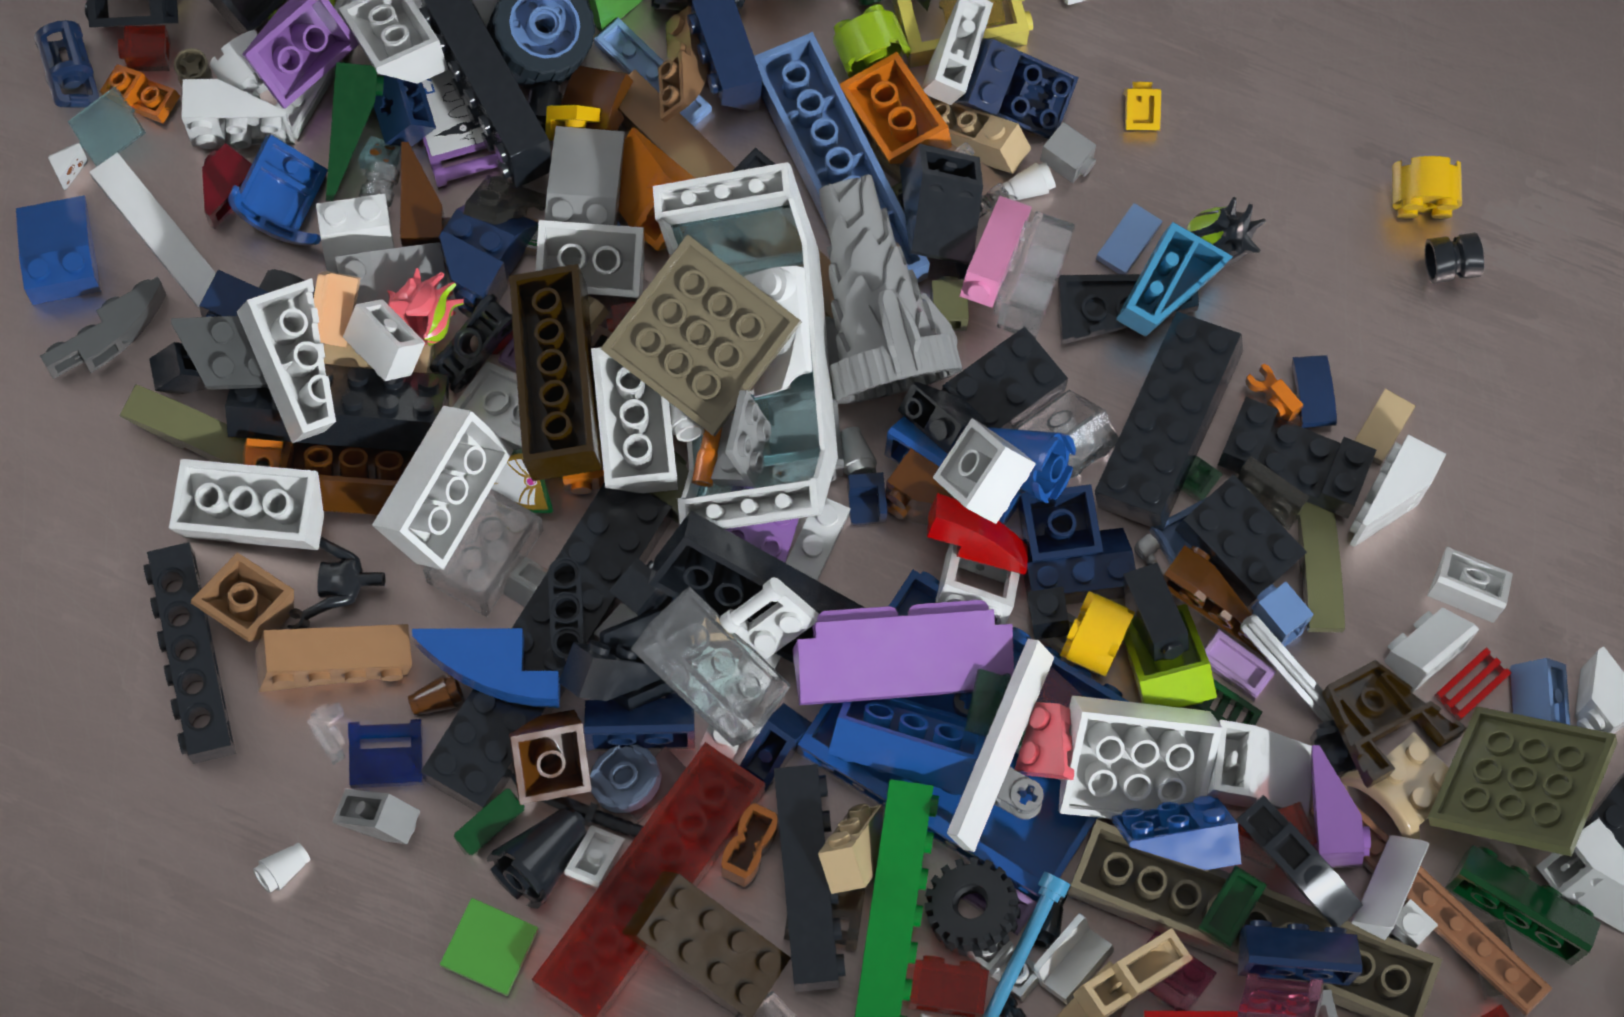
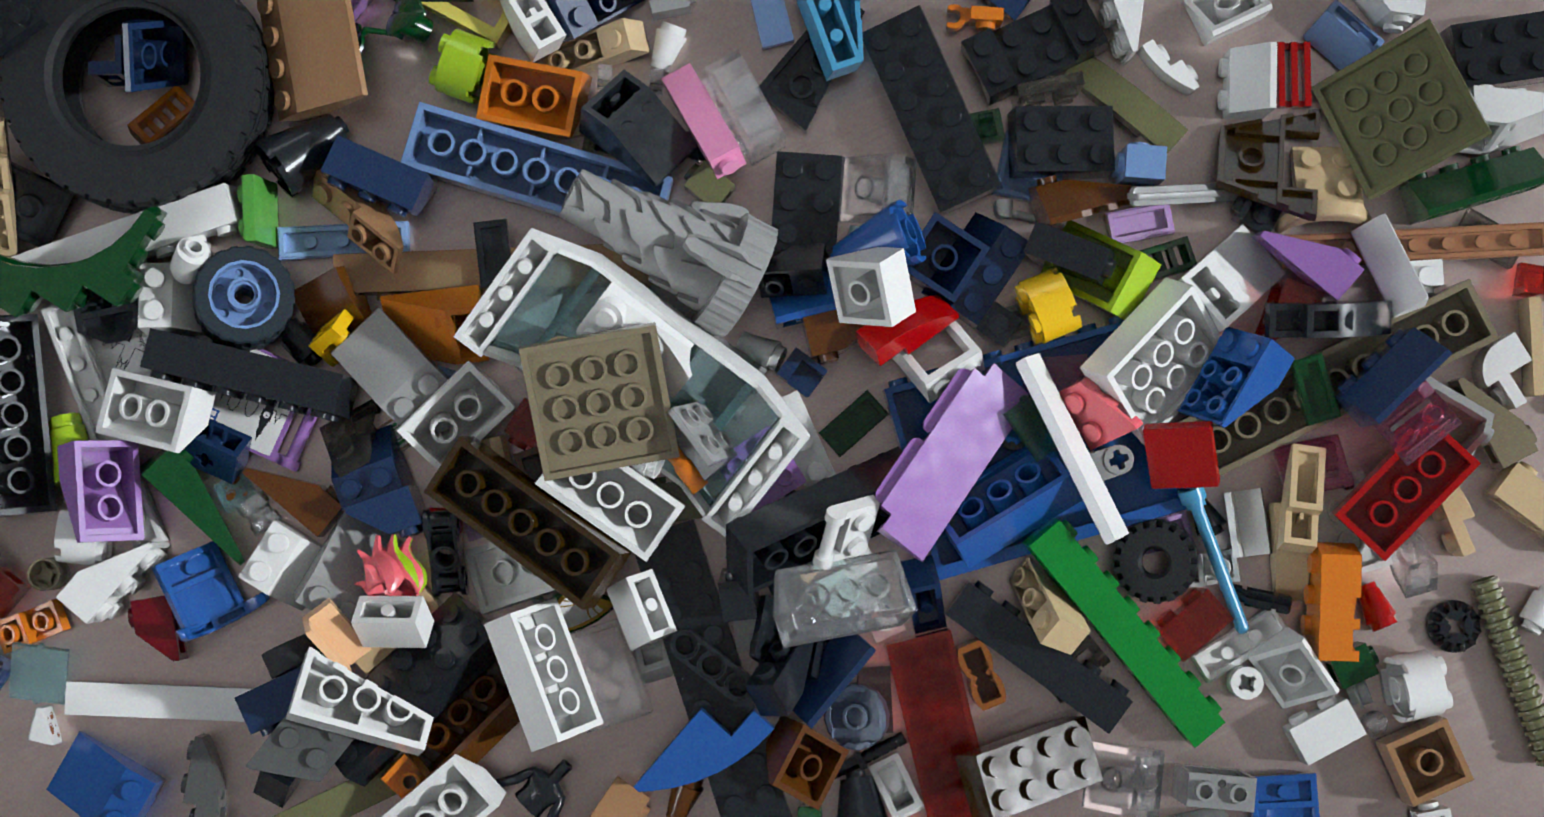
camera: 45 degrees left, 15 degrees up
(562, 522) = (641, 609): none -> white brick
(863, 576) = (853, 423): none -> dark green tile
(1077, 842) = (1181, 454): none -> red tile
(1381, 585) = (1178, 76): none -> white slope

